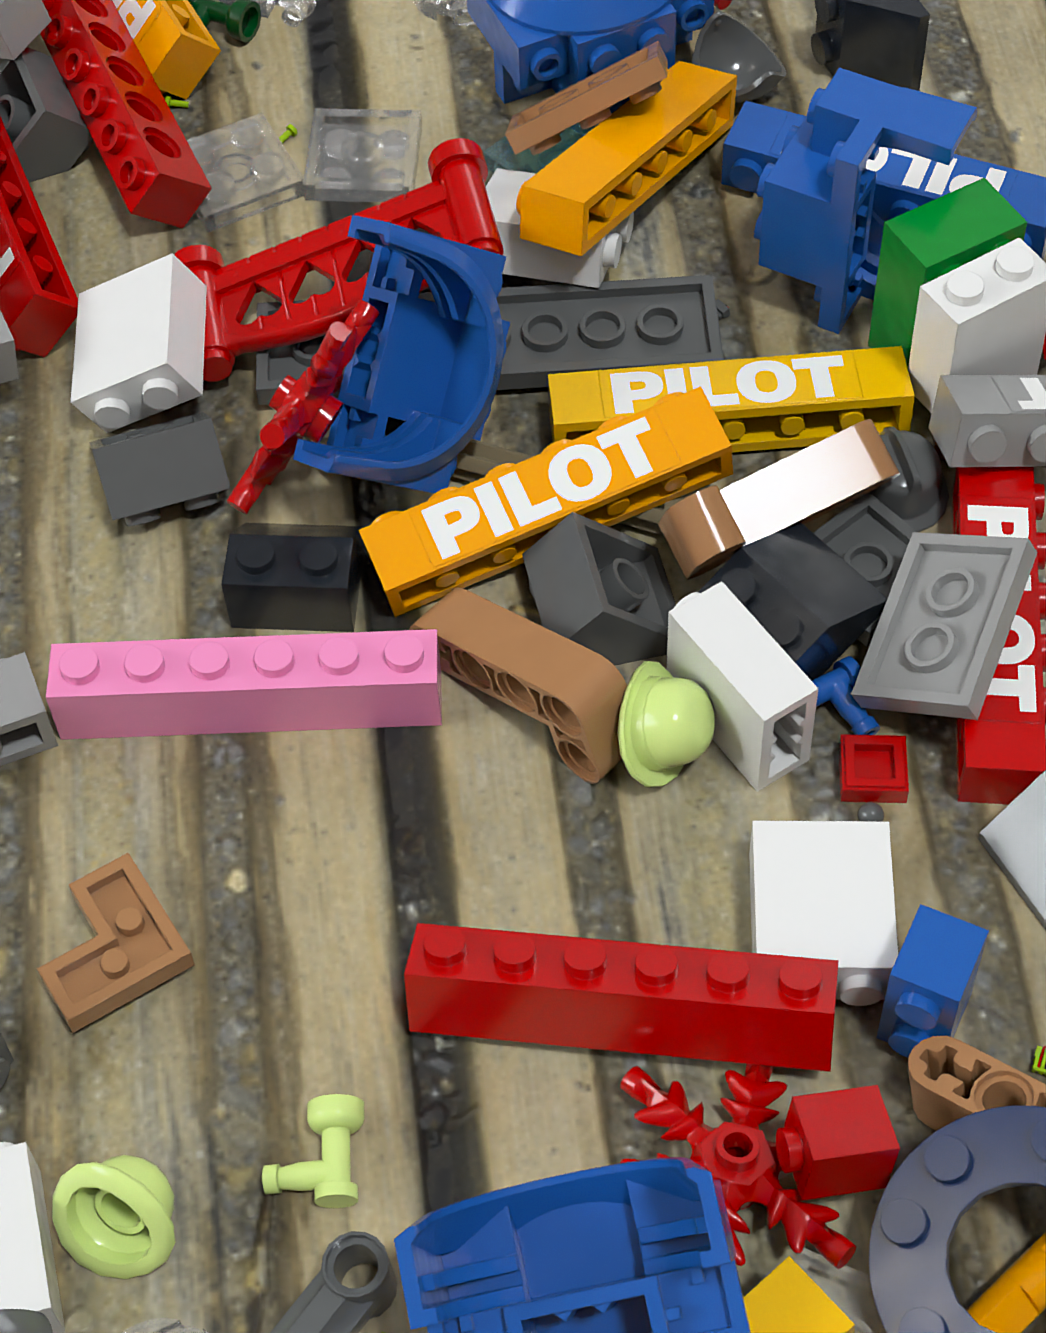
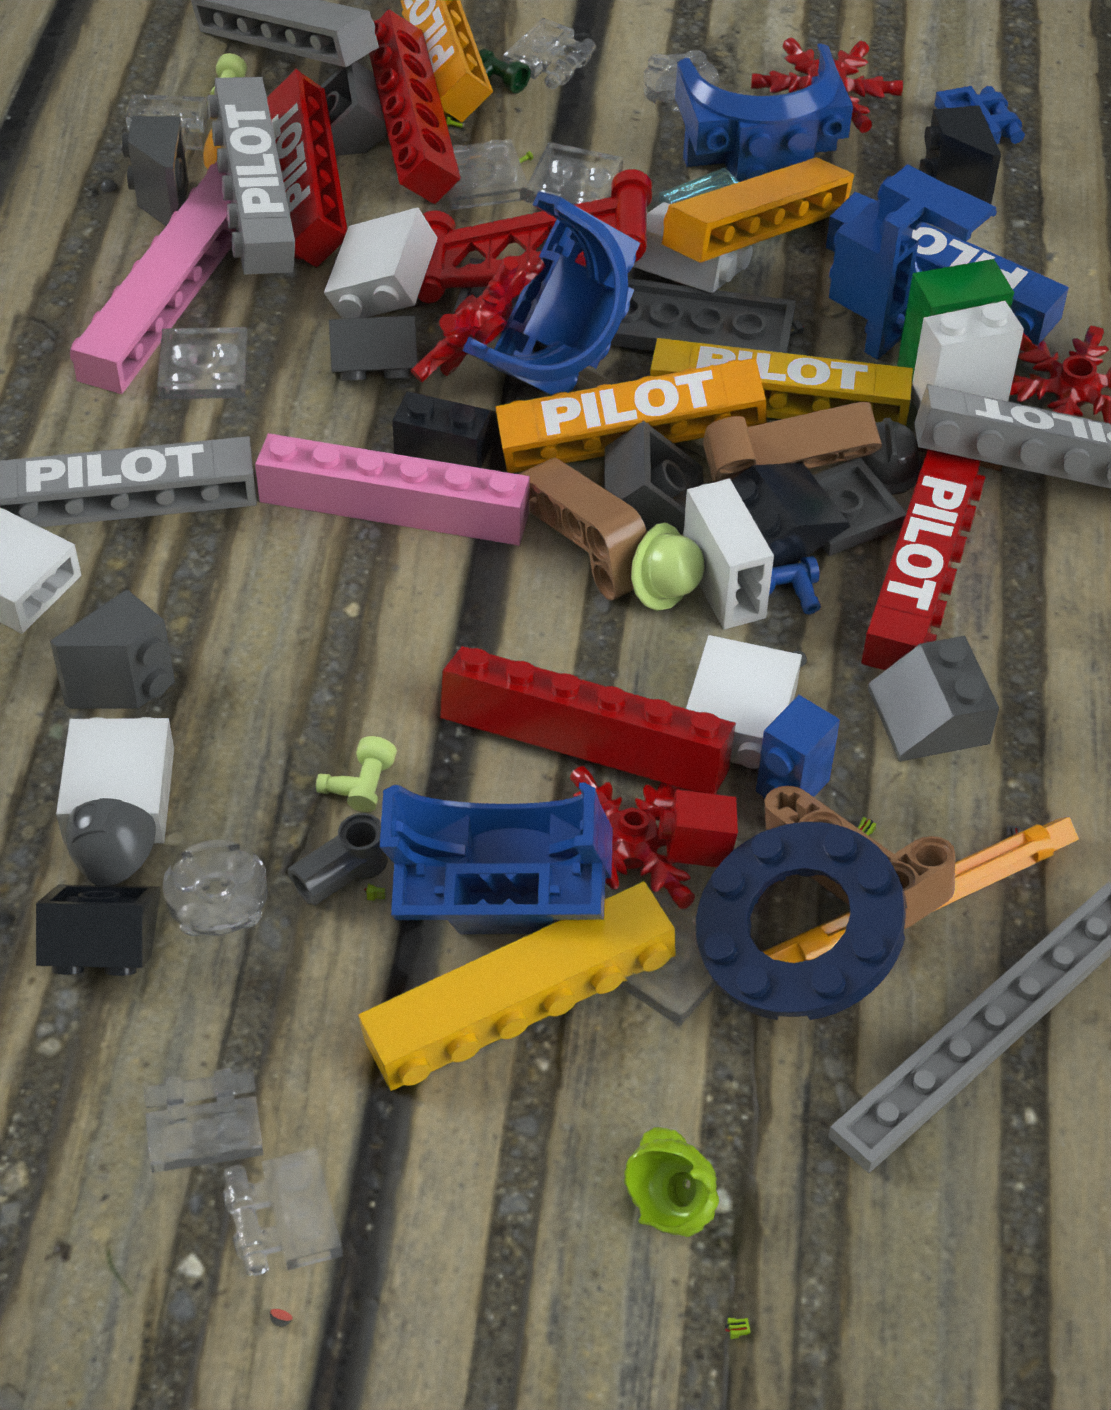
camera: 10 degrees right, 5 degrees down
(115, 1216) = (213, 776): yellowish green hat -> none
(131, 951) = (268, 631): medium nougat plate -> none
(588, 100) = (739, 167): medium nougat plate -> none
(735, 49) = (860, 156): dark grey helmet -> none
(873, 768) = (807, 630): red tile -> none
(945, 624) = (880, 542): light grey plate -> none

